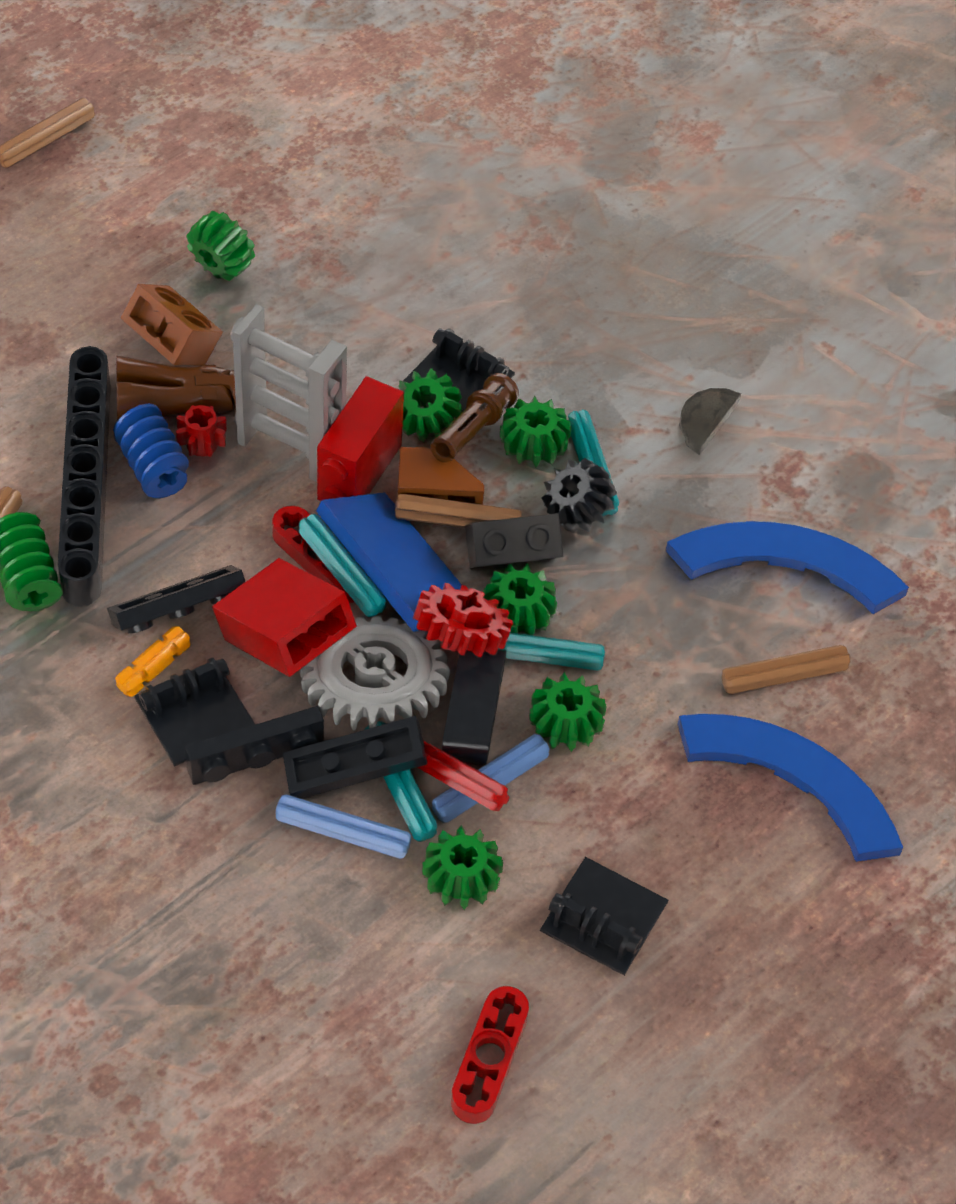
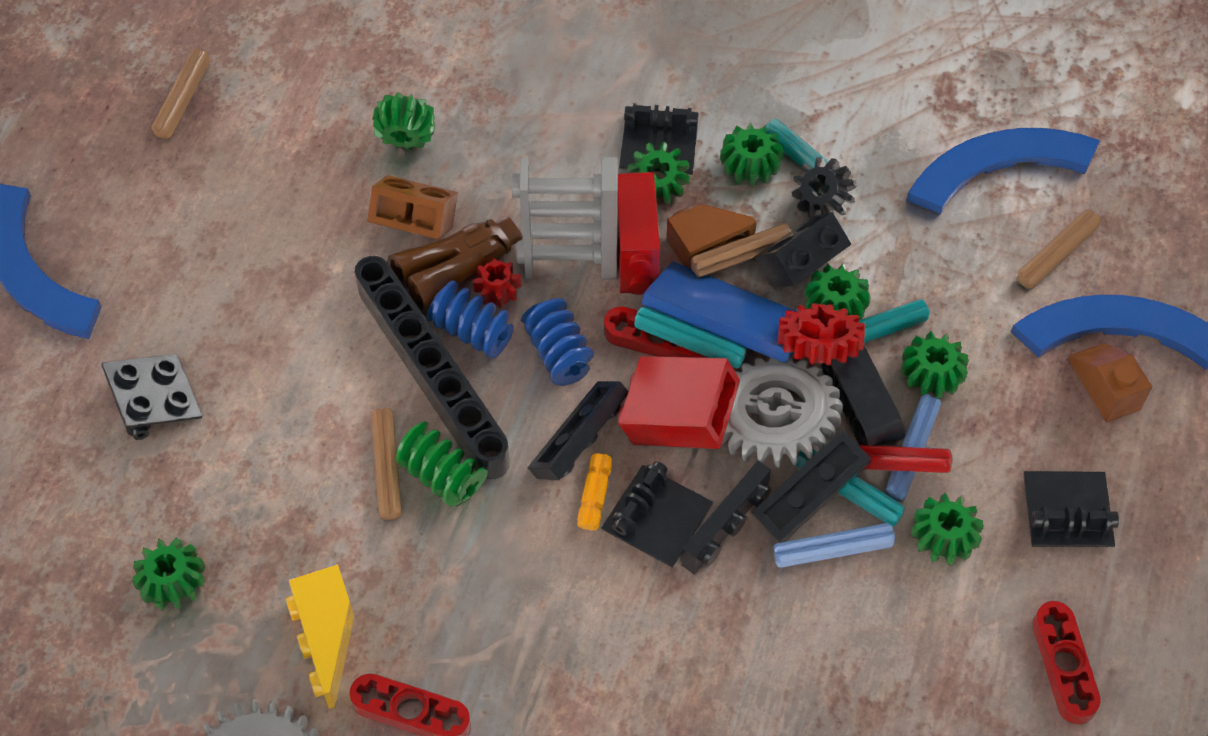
camera: 25 degrees left, 5 degrees up
(217, 509) = (558, 341): none -> blue piece
(482, 410) = (705, 156): reddish brown pin -> none
(705, 414) = (860, 79): clear smoke tile -> none
(740, 819) = (1111, 380): none -> dark orange slope

